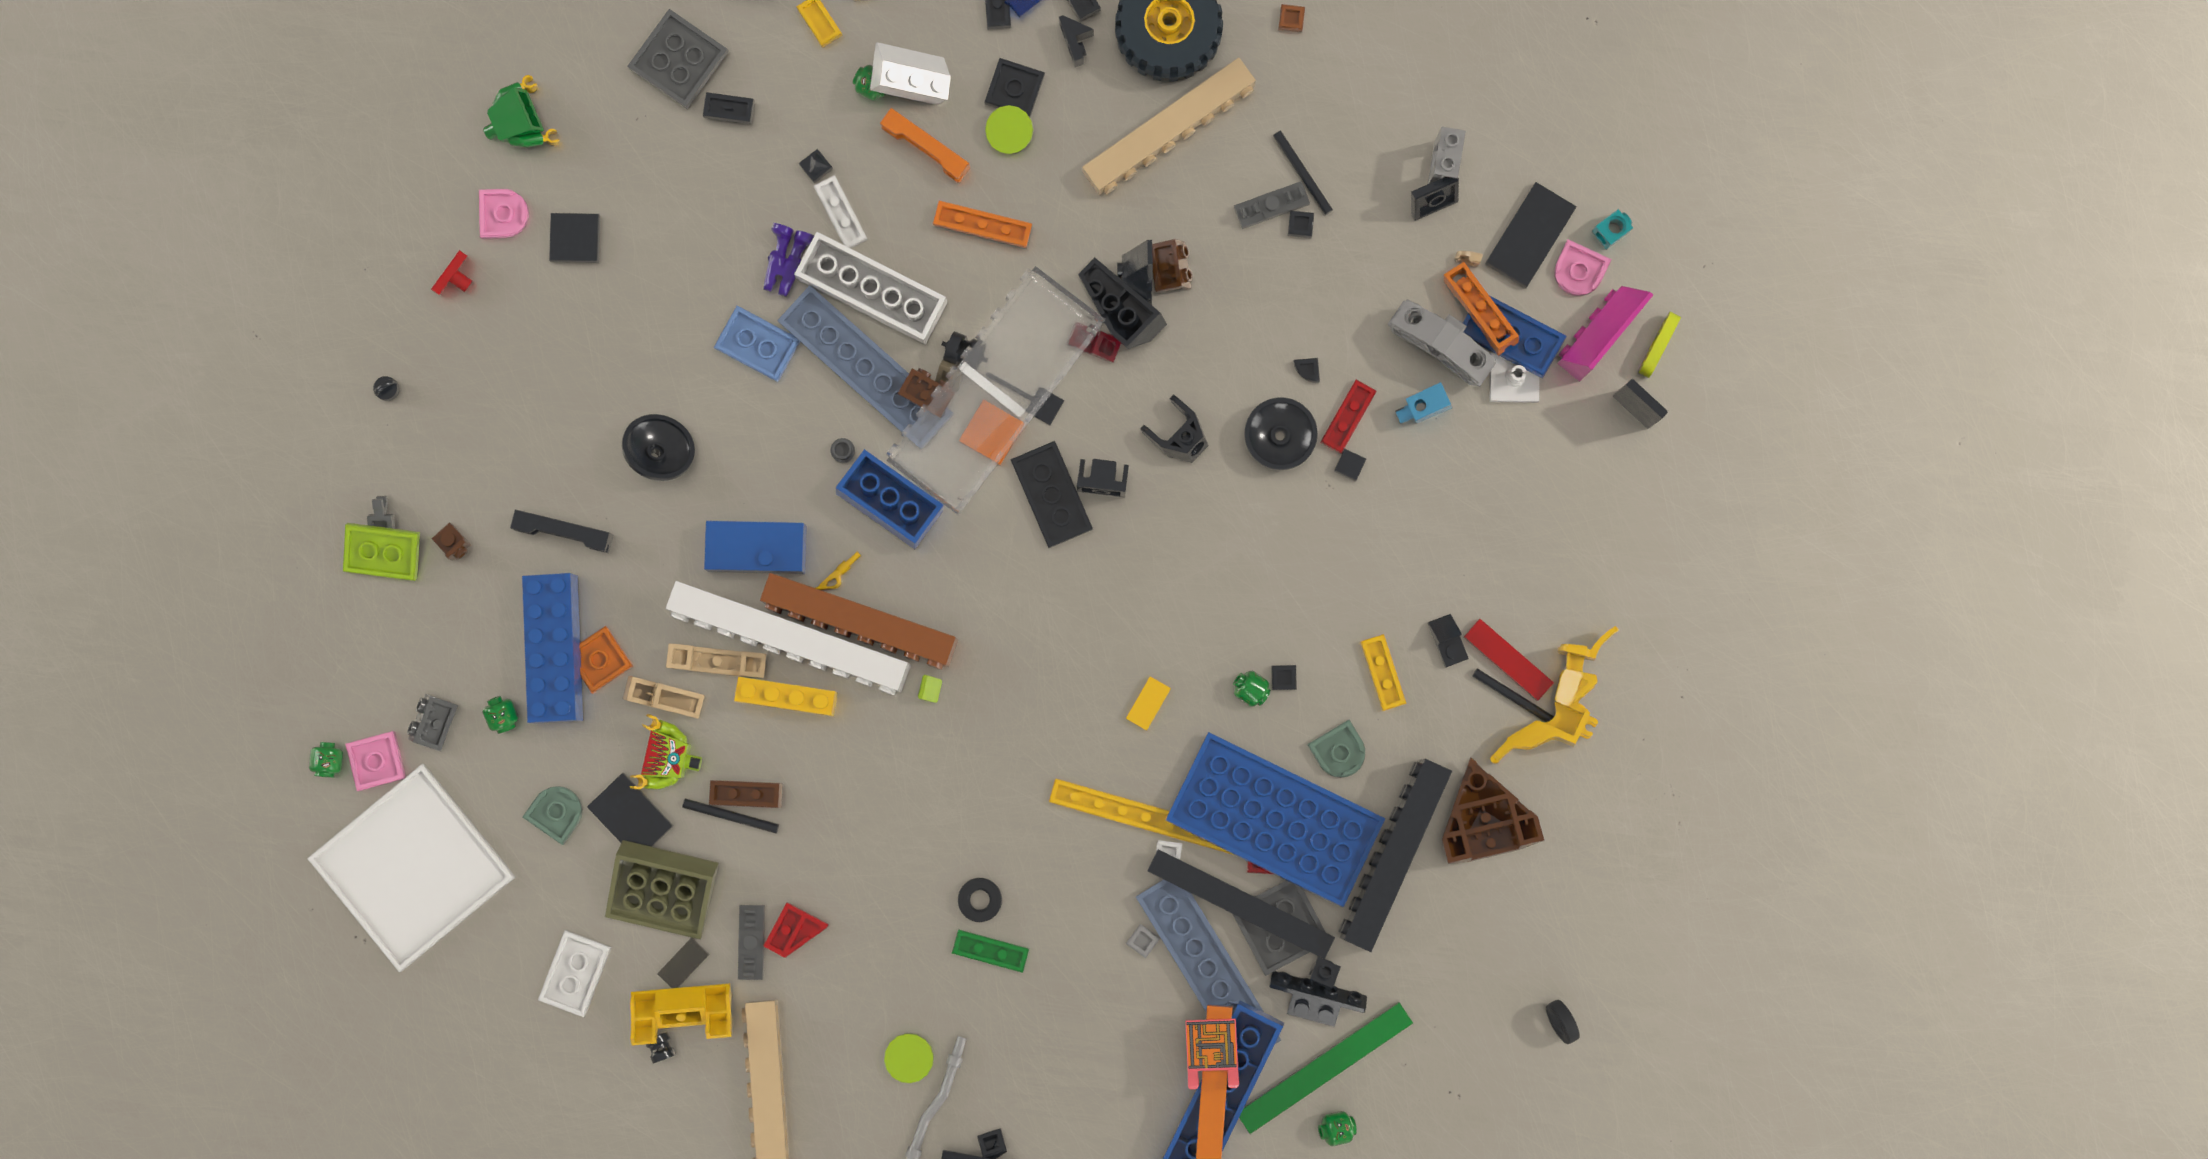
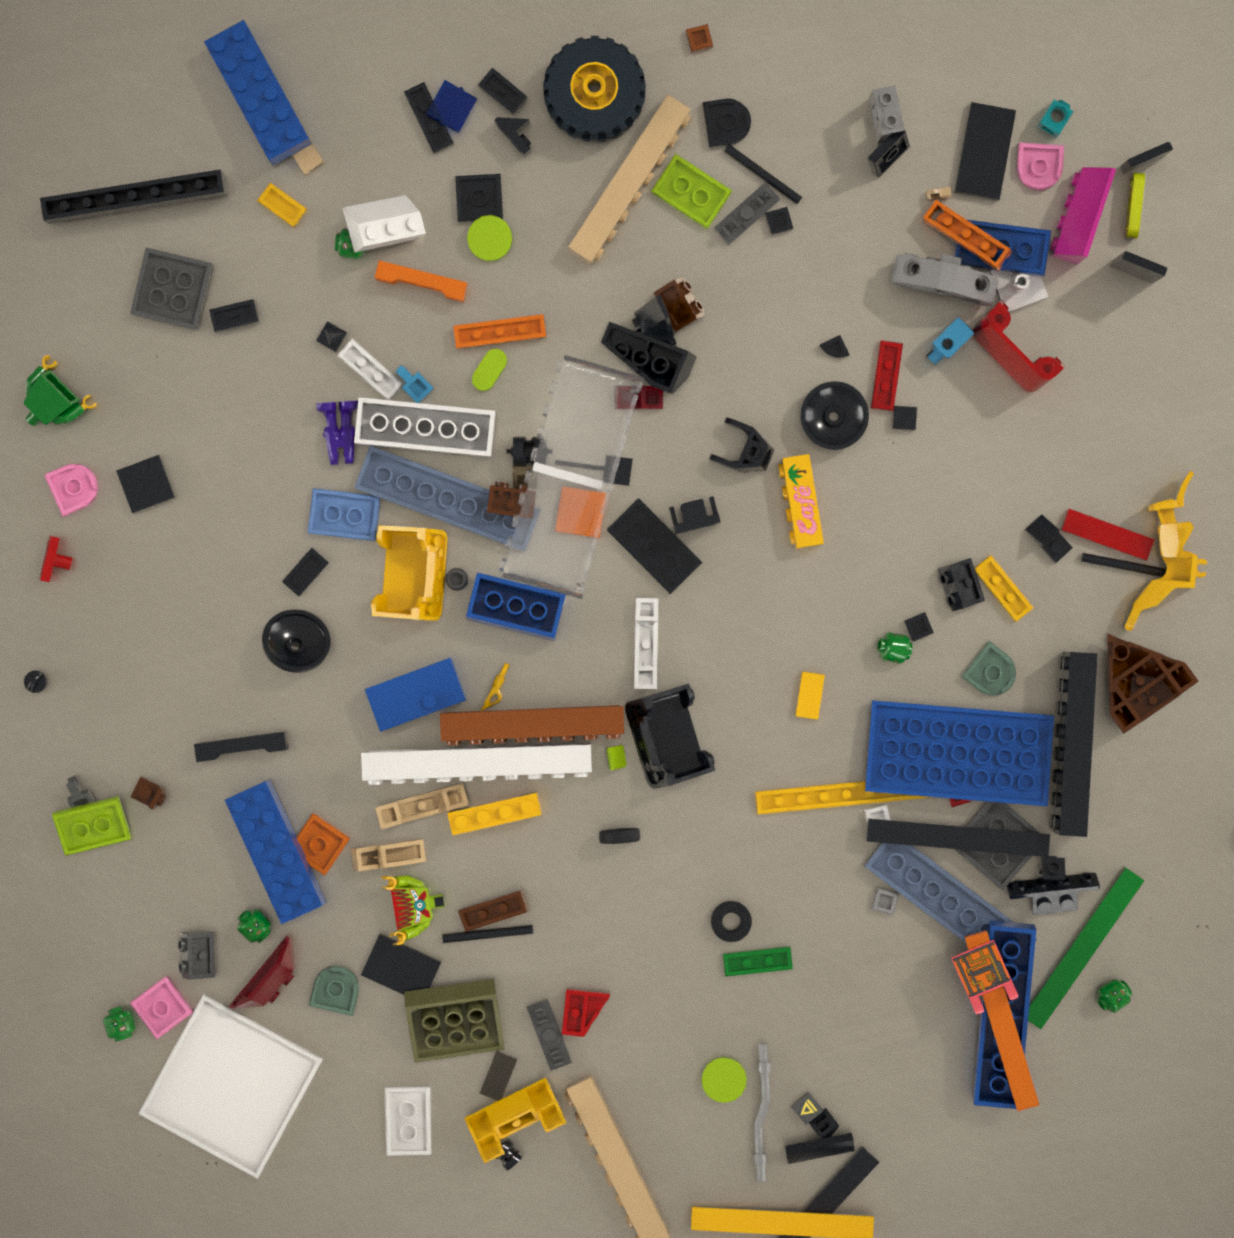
camera: 20 degrees left, 5 degrees up
(495, 772) = (269, 978): none -> dark red wedge
(696, 385) = (305, 572): none -> black tile
(801, 426) = (412, 573): none -> yellow windscreen
(878, 244) = (415, 385): none -> dark azure plate
(901, 768) = (619, 835): none -> black tyre
(957, 258) = (489, 370): none -> lime tile
(981, 1121) = (807, 1108): none -> dark grey tile
(989, 688) = (667, 737): none -> black windscreen
(1005, 586) = (646, 643): none -> white slope
(1215, 506) = (802, 501): none -> yellow brick
(1225, 162) = (691, 191): none -> lime tile
(1286, 108) = (726, 122): none -> black tile
(1342, 651) = (961, 584): none -> black bracket
(1489, 467) = (1027, 374): none -> red windscreen
(1688, 300) = (1146, 157): none -> black tile

